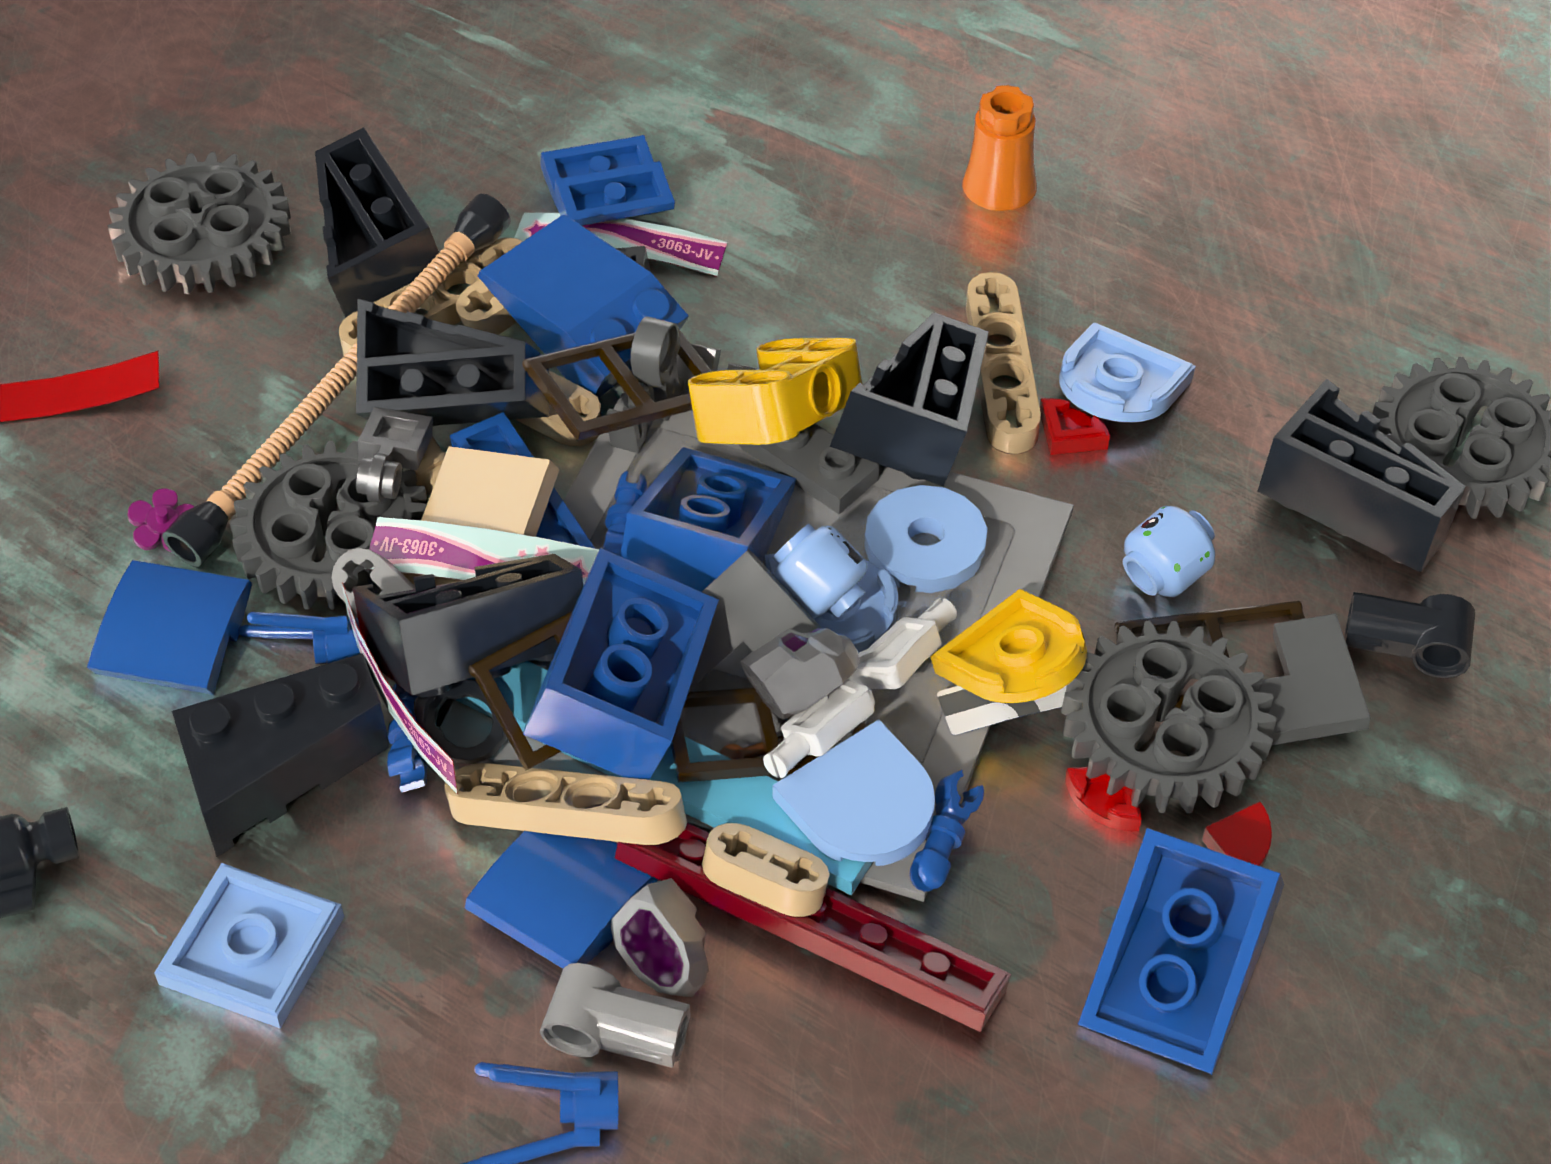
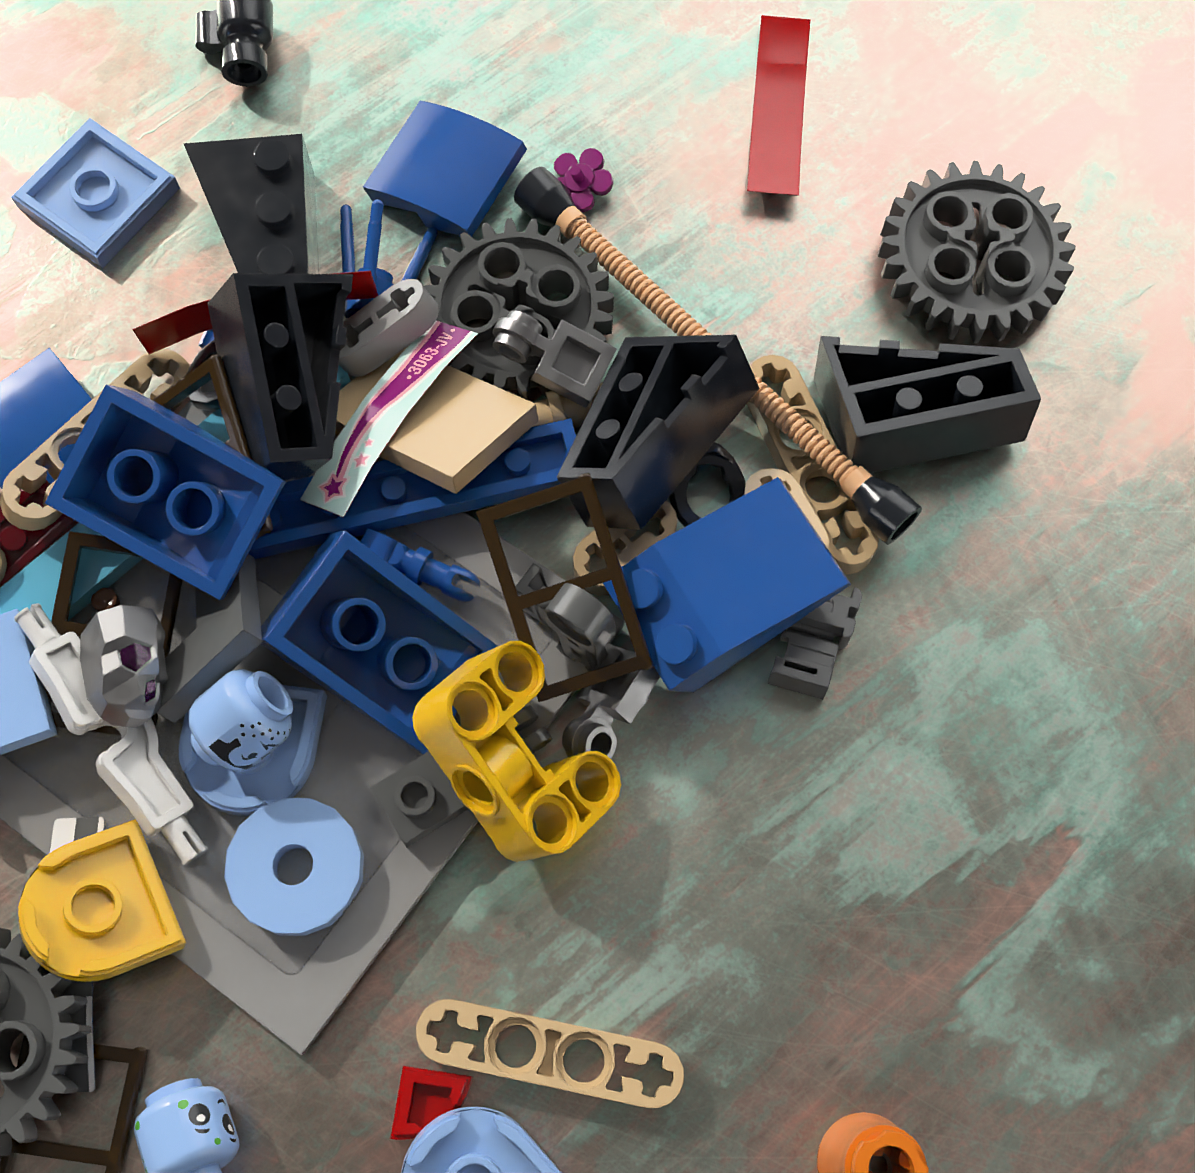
camera: 105 degrees right, 20 degrees up
(606, 181) = (952, 674): blue slope -> none
(661, 242) = (864, 677): sticker -> none
(917, 401) = (462, 915): black wedge -> none

